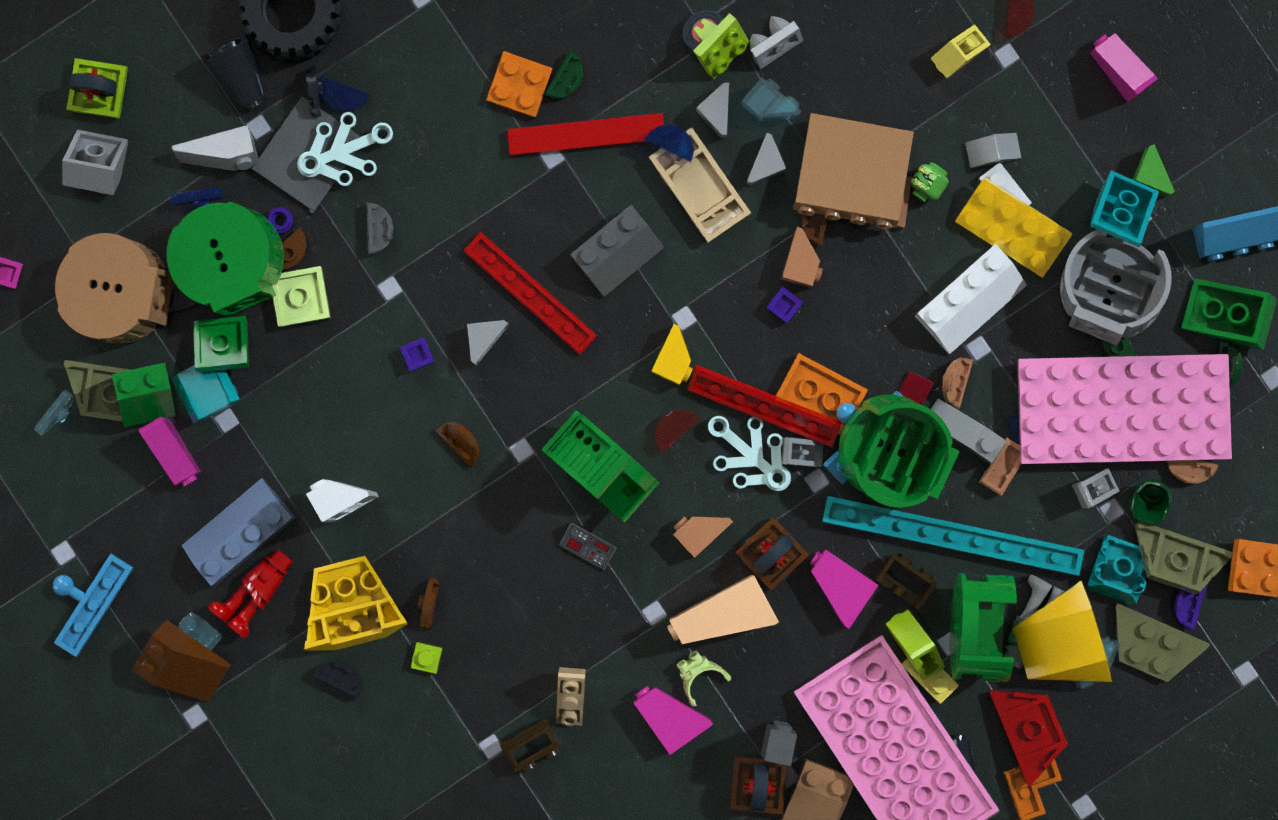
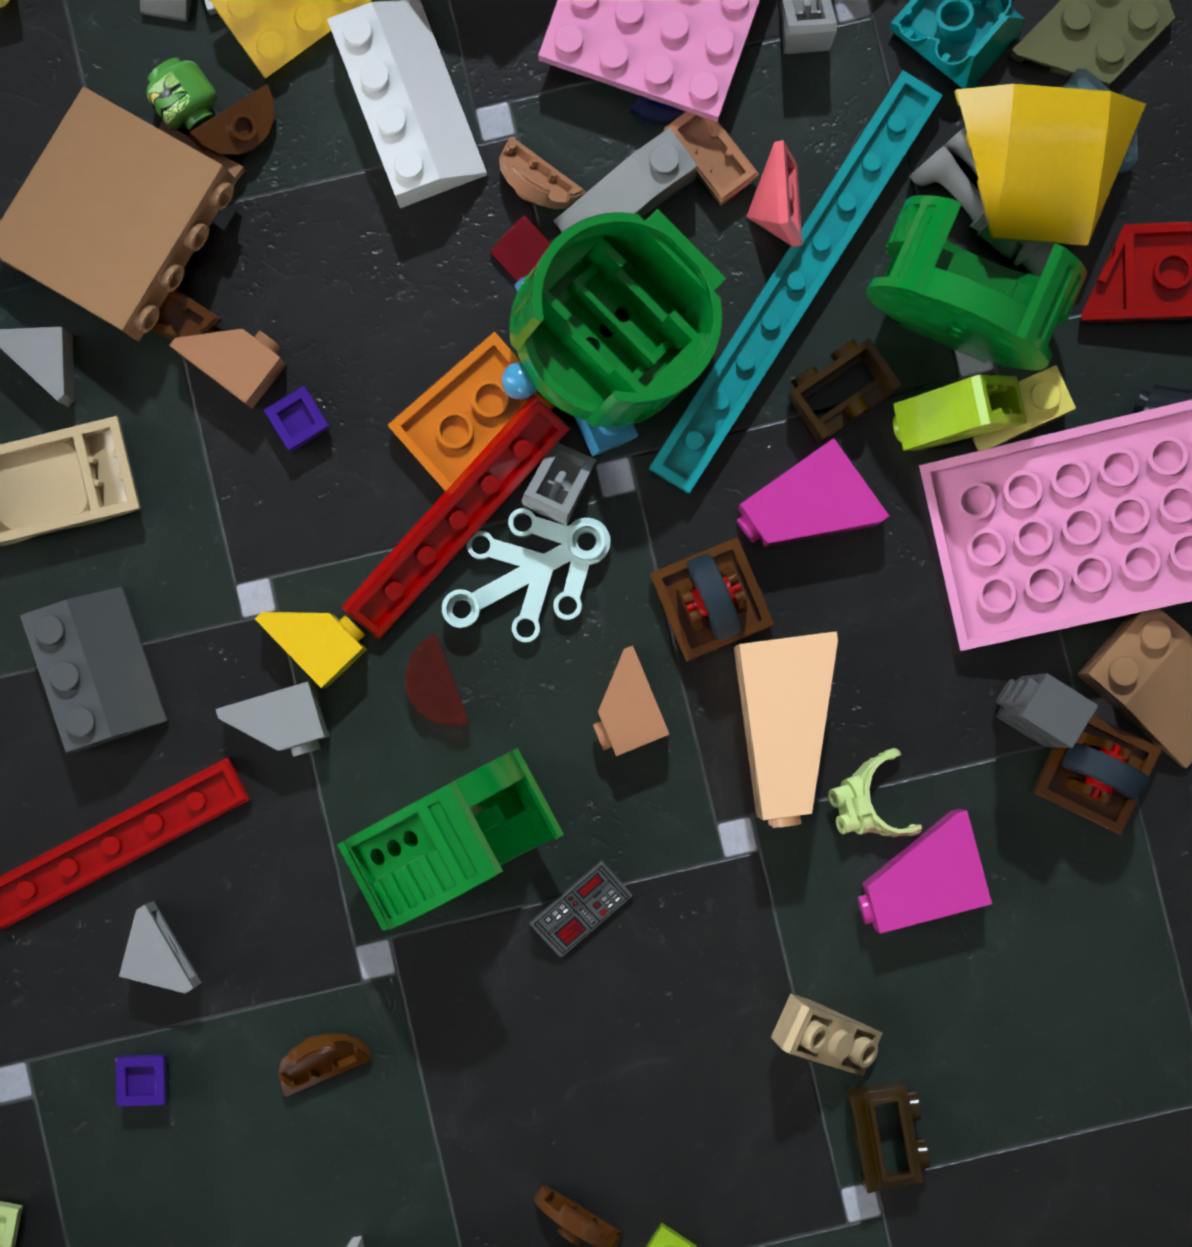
camera: 65 degrees left, 0 degrees up
(627, 356) = (281, 718): none -> light grey slope
(924, 217) = (237, 127): none -> reddish brown plate
(993, 509) = (777, 197): none -> coral slope

